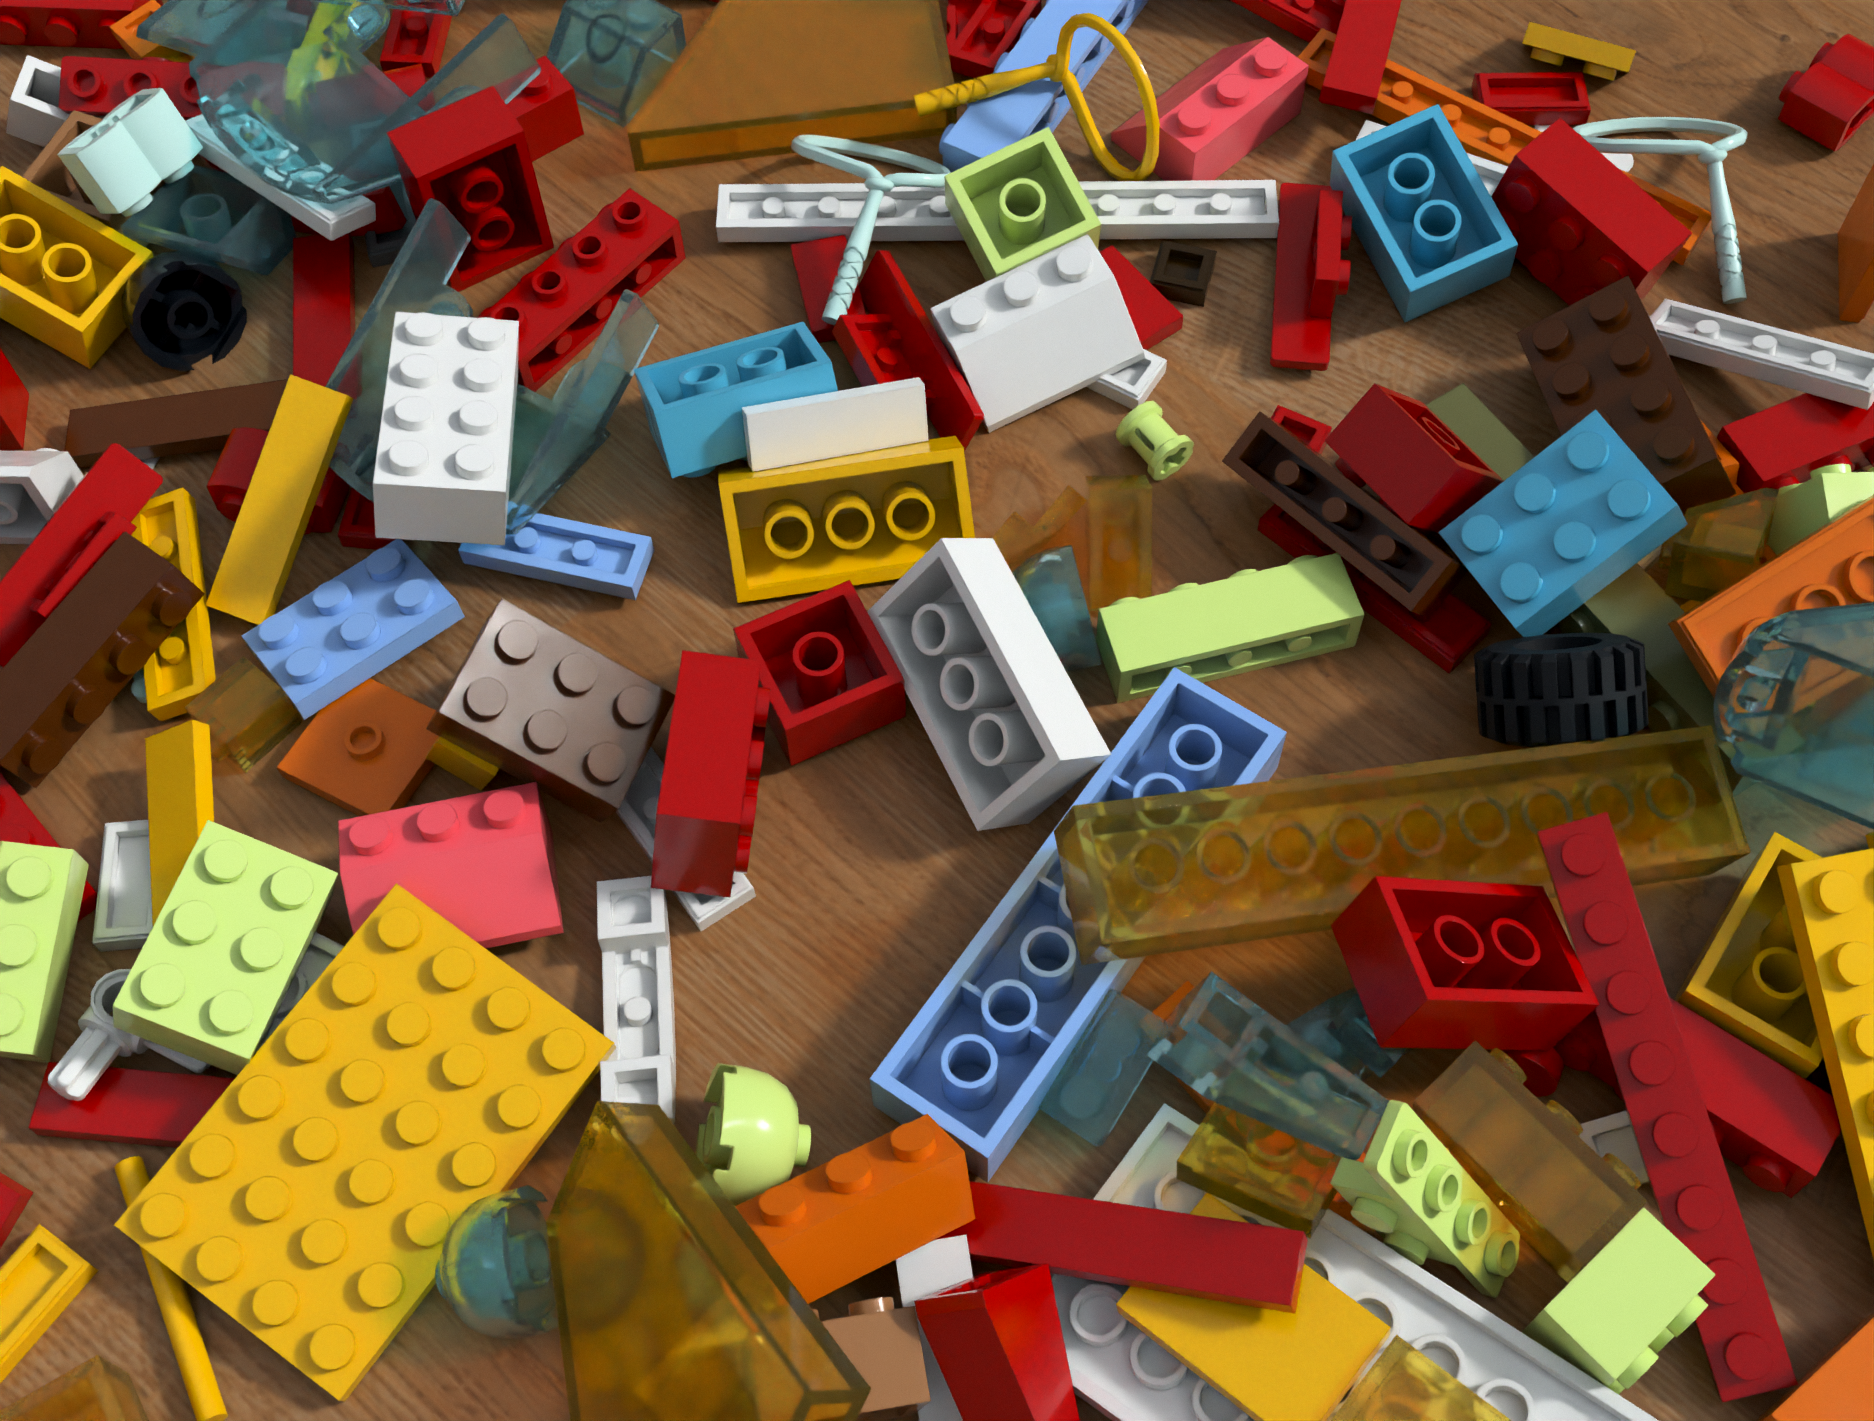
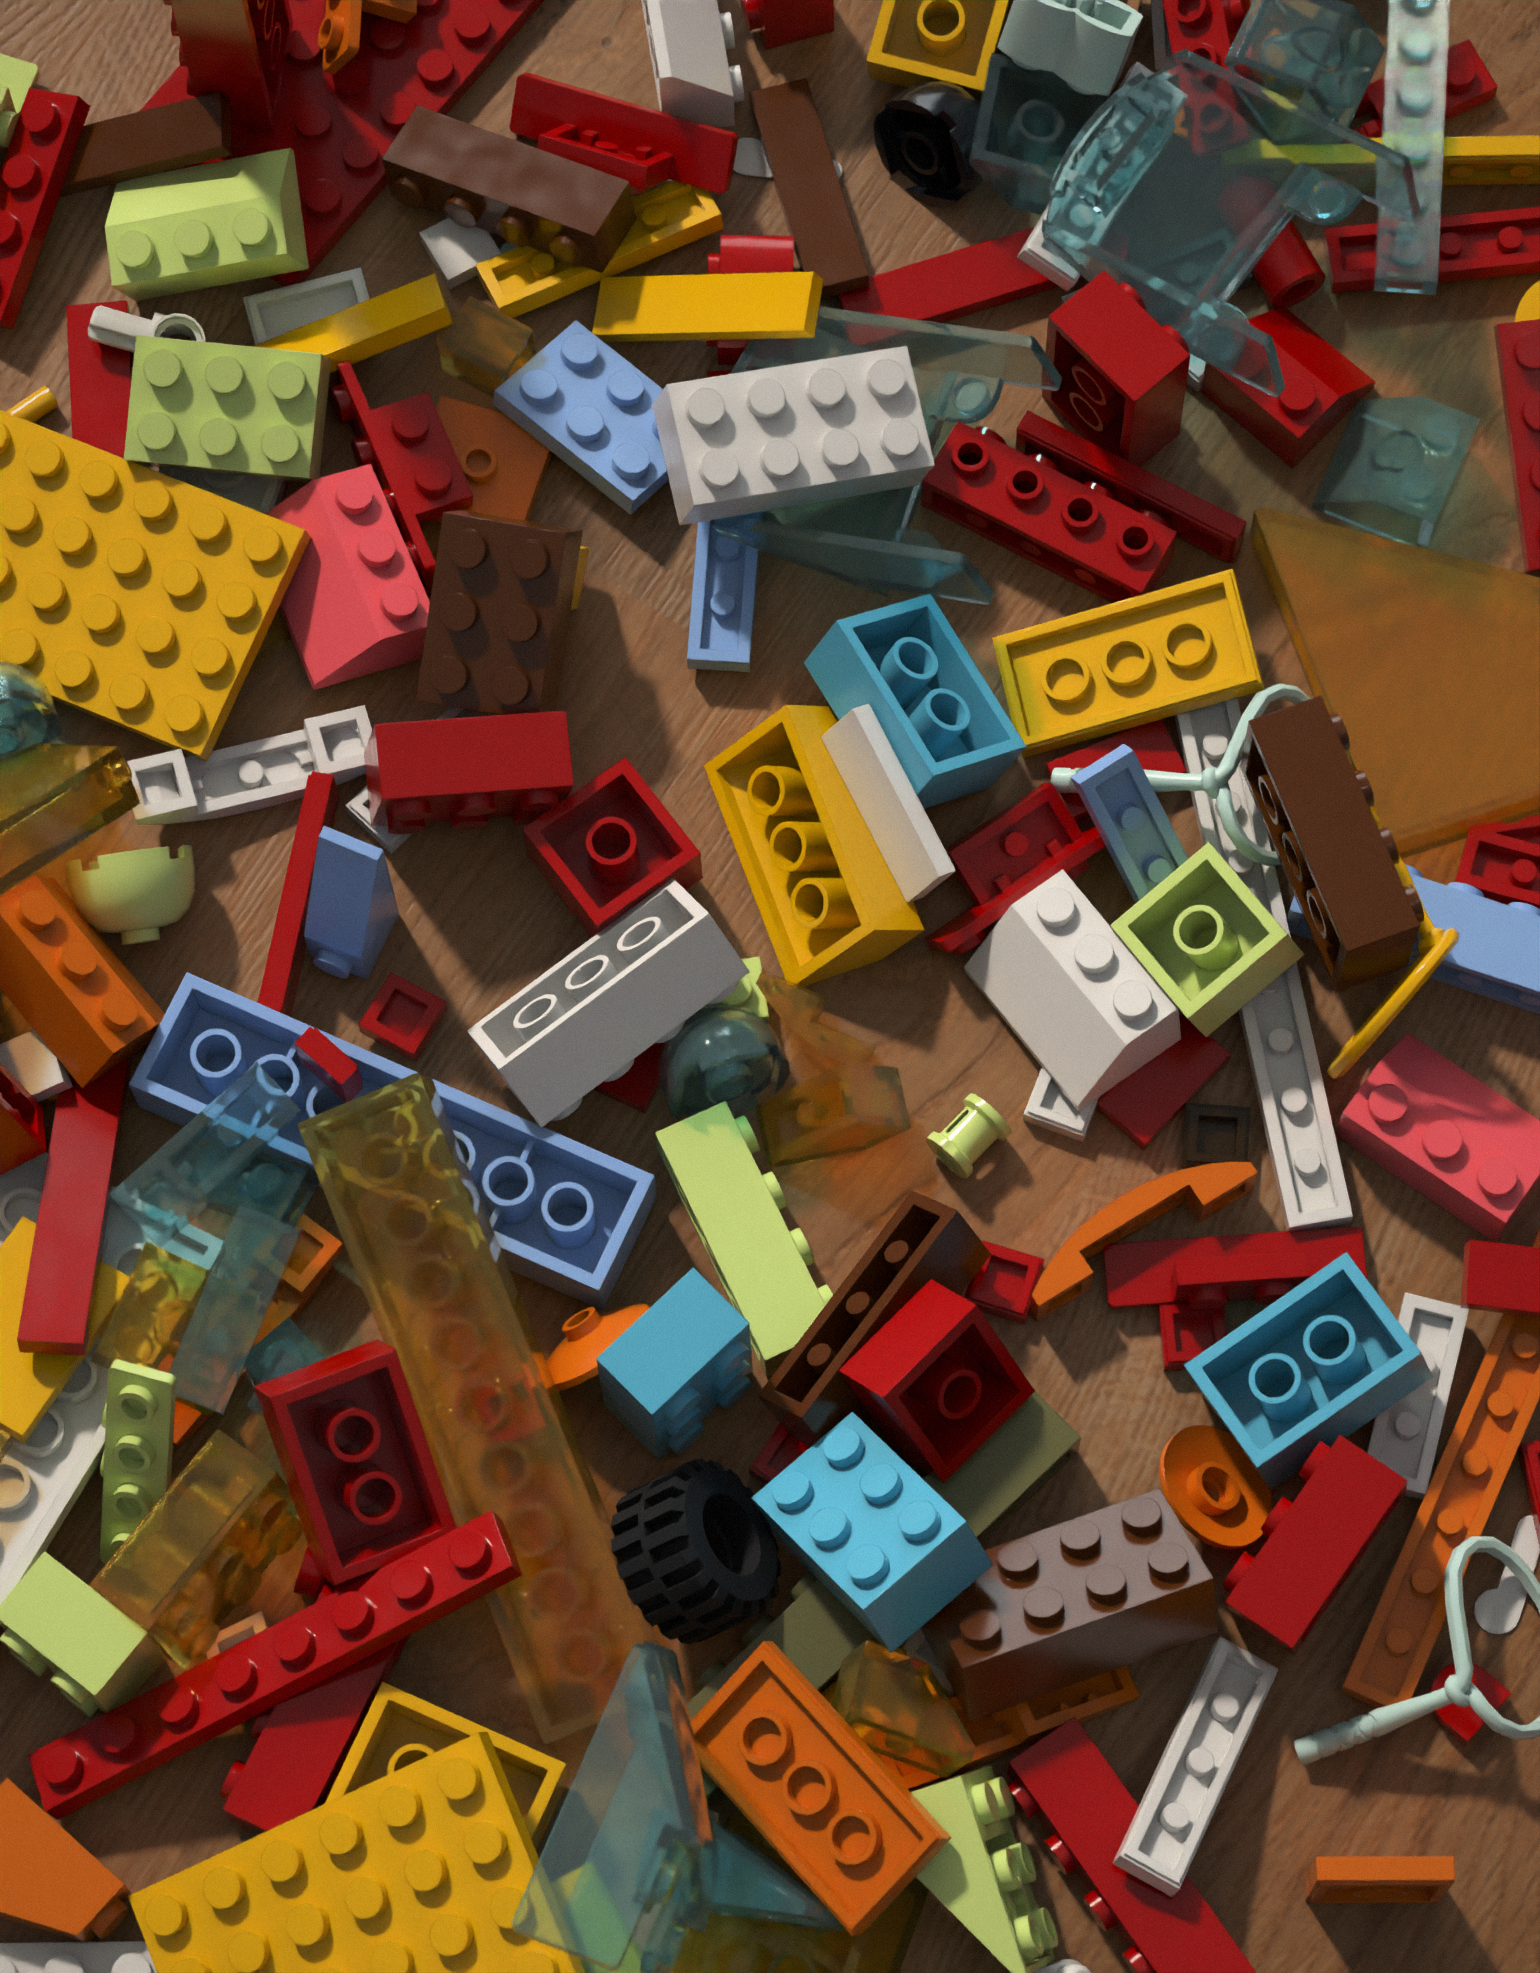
camera: 80 degrees right, 10 degrees up
(120, 732) = (457, 250): none -> white tile
(336, 787) = (409, 459): none -> red bracket
(627, 170) = (1192, 517): none -> red tile
(735, 243) = (1128, 663): none -> yellow tile
(791, 976) = (288, 939): none -> red tile
(826, 906) = (348, 905): none -> light blue slope
(908, 250) = (1130, 820): none -> light blue plate
(943, 898) = (403, 1016): none -> red plate
(965, 93) = (1331, 843): none -> reddish brown brick
(1016, 932) = (329, 1064): none -> red tile
(1094, 1085) = (205, 1155): none -> clear light blue slope
(1285, 381) = (1203, 1189): none -> orange slope
(1329, 736) = (586, 1339): none -> orange dish
(1361, 317) = (1188, 1332): none -> red tile
(1376, 667) = (677, 1366): none -> medium azure brick
(1505, 310) = (1214, 1487): none -> orange dish
(1690, 181) = (1463, 1721): none -> red tile

